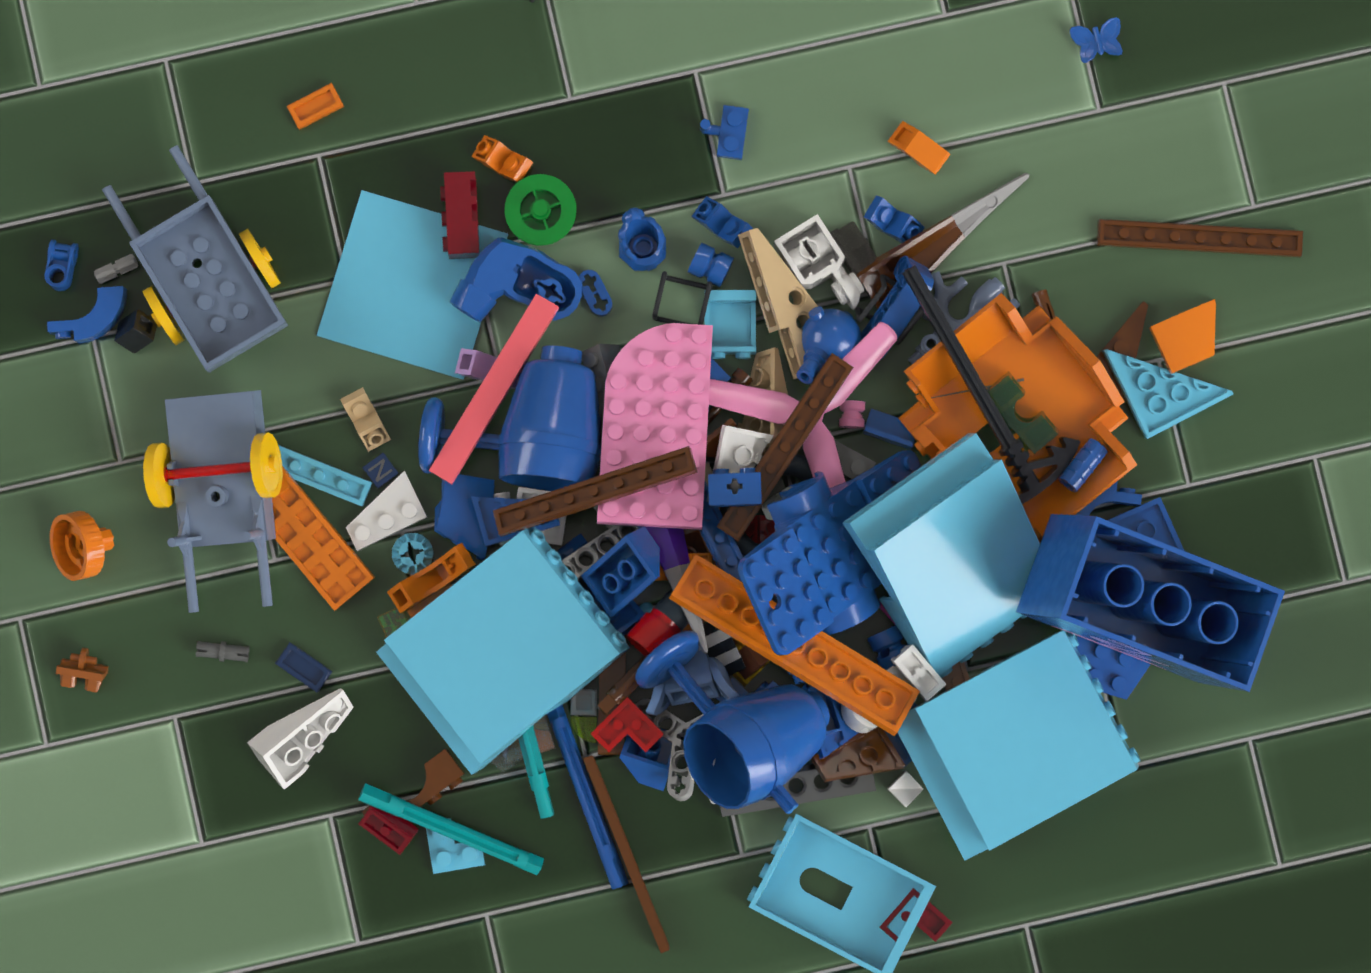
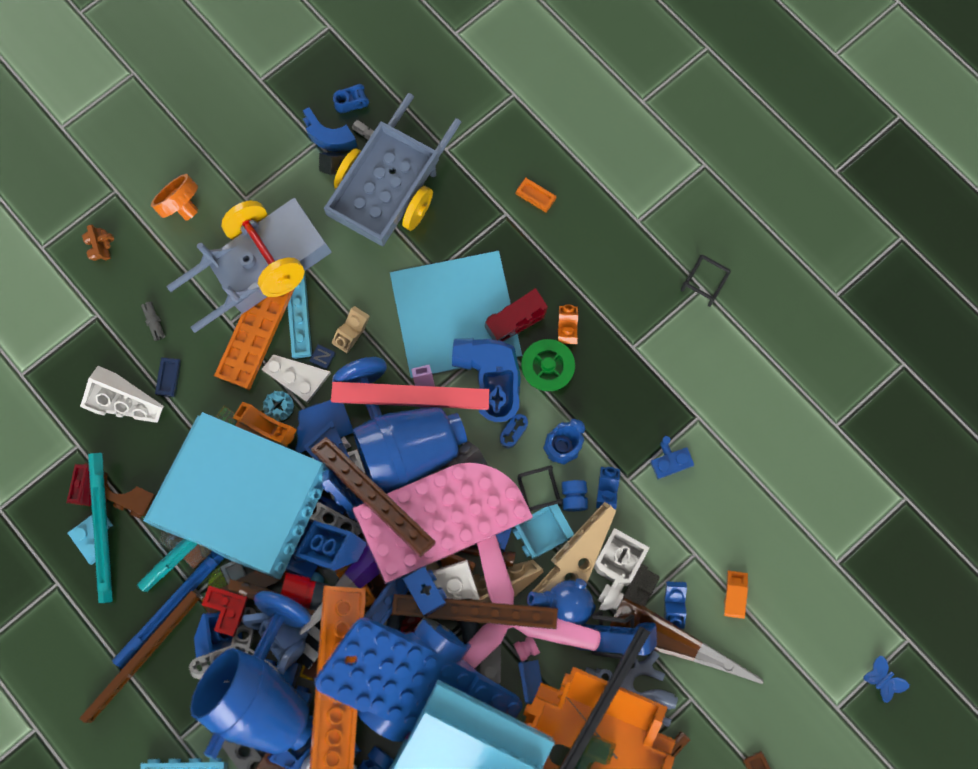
camera: 70 degrees right, 10 degrees down
(569, 527) = (342, 496): none -> blue wing

